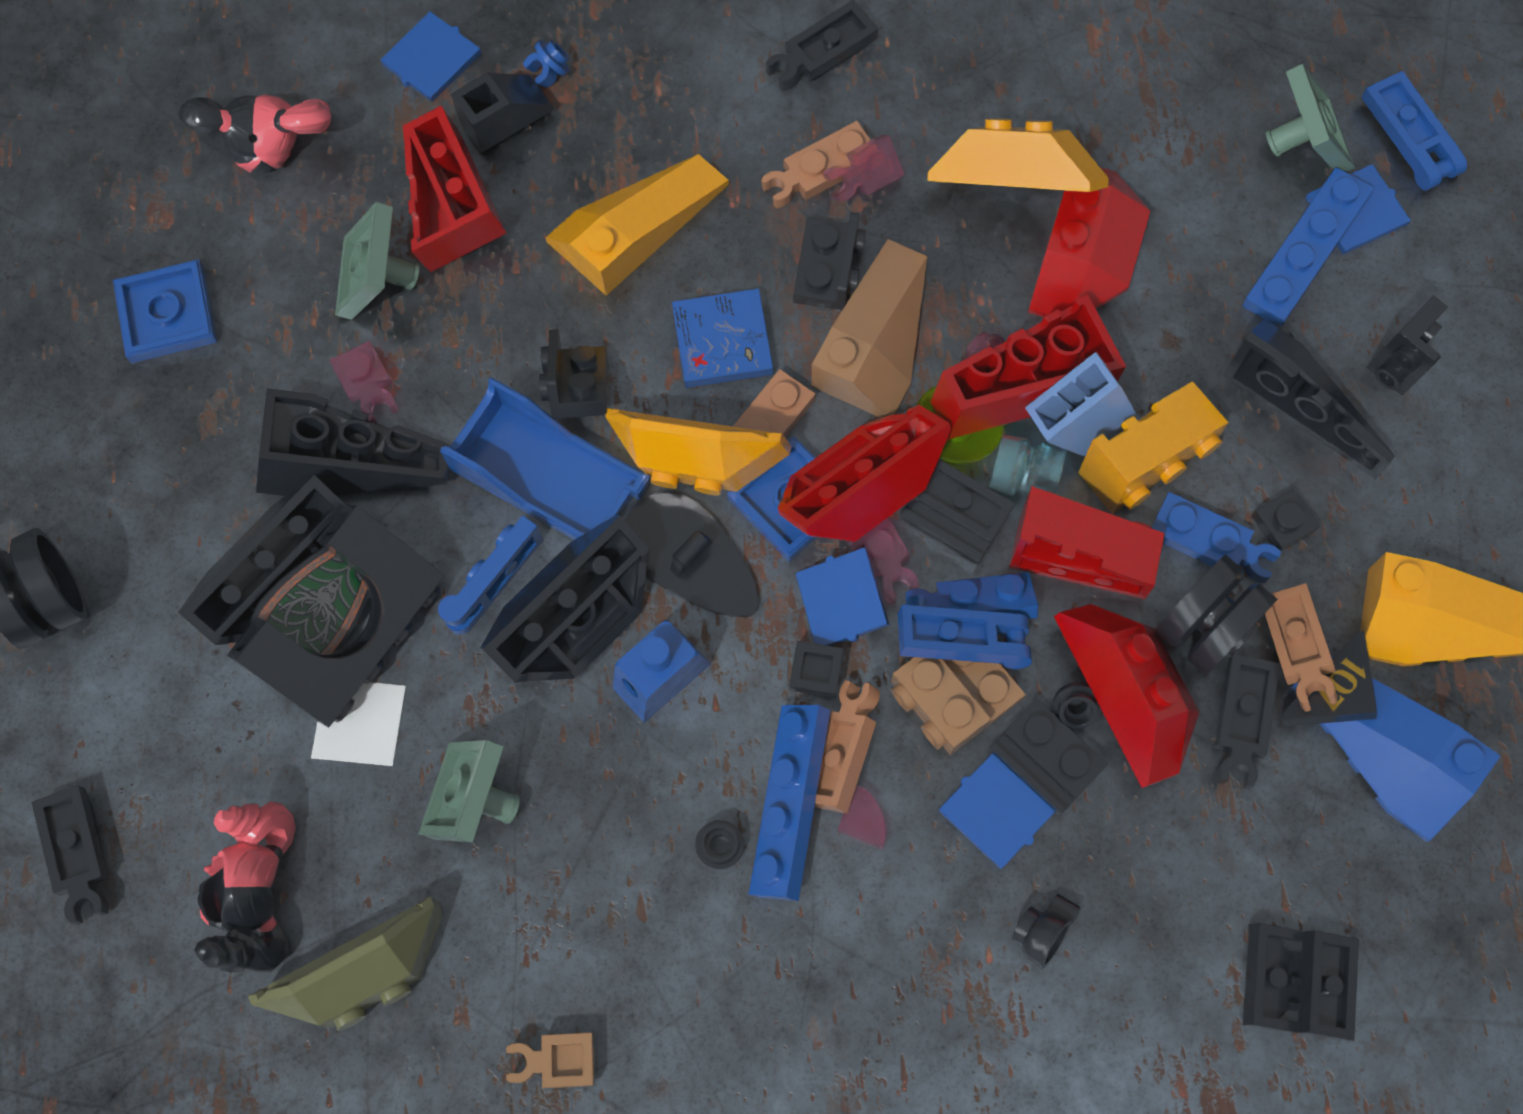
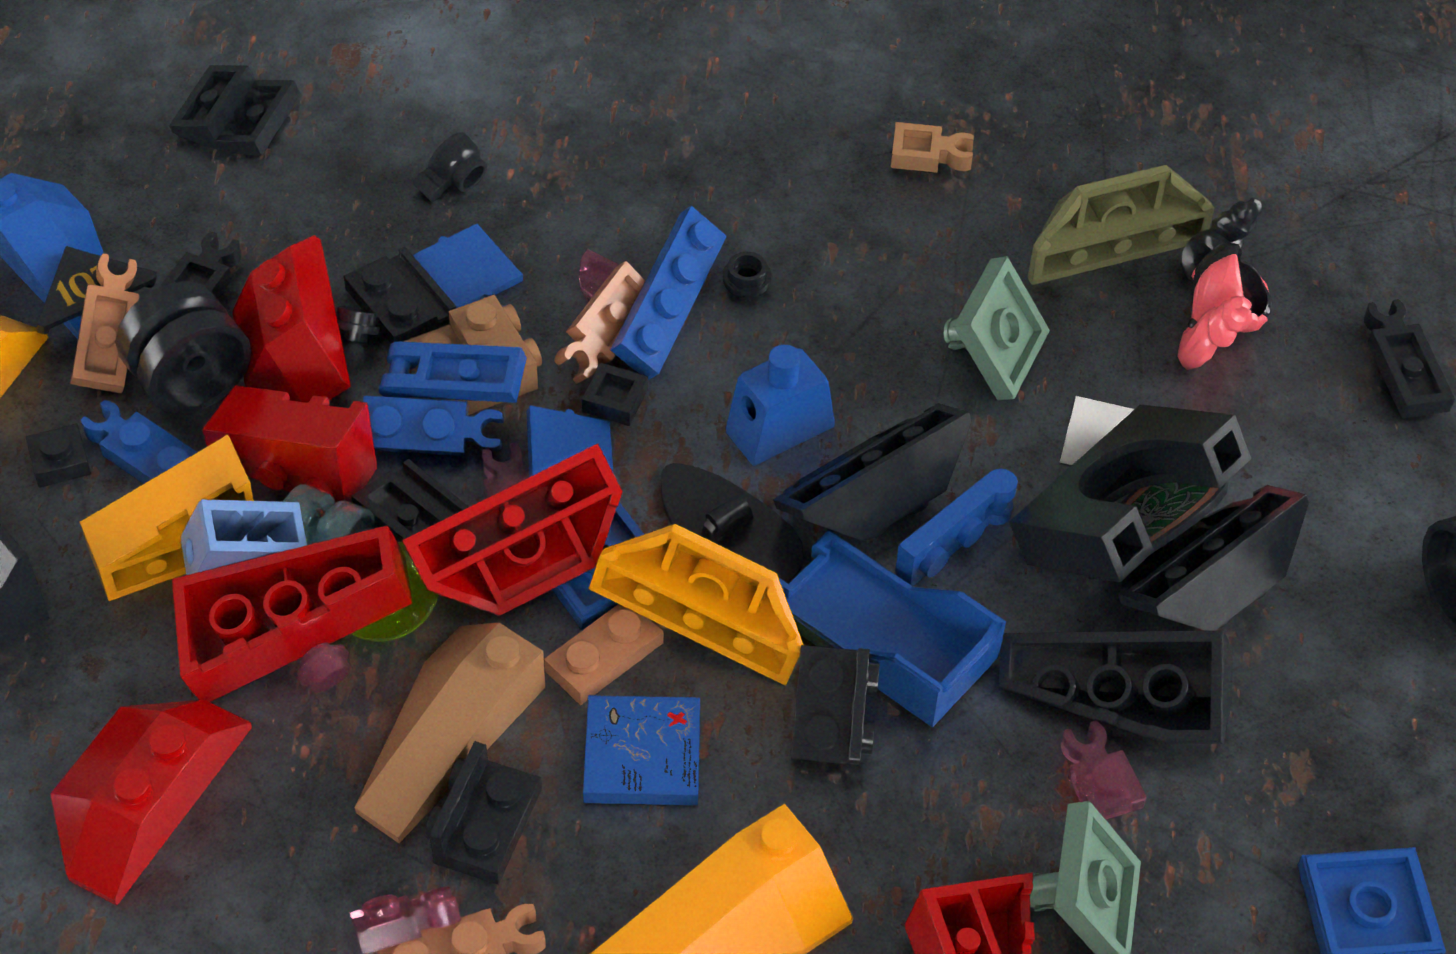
camera: 175 degrees left, 20 degrees down
(1020, 158) = (194, 845): light orange wedge -> none

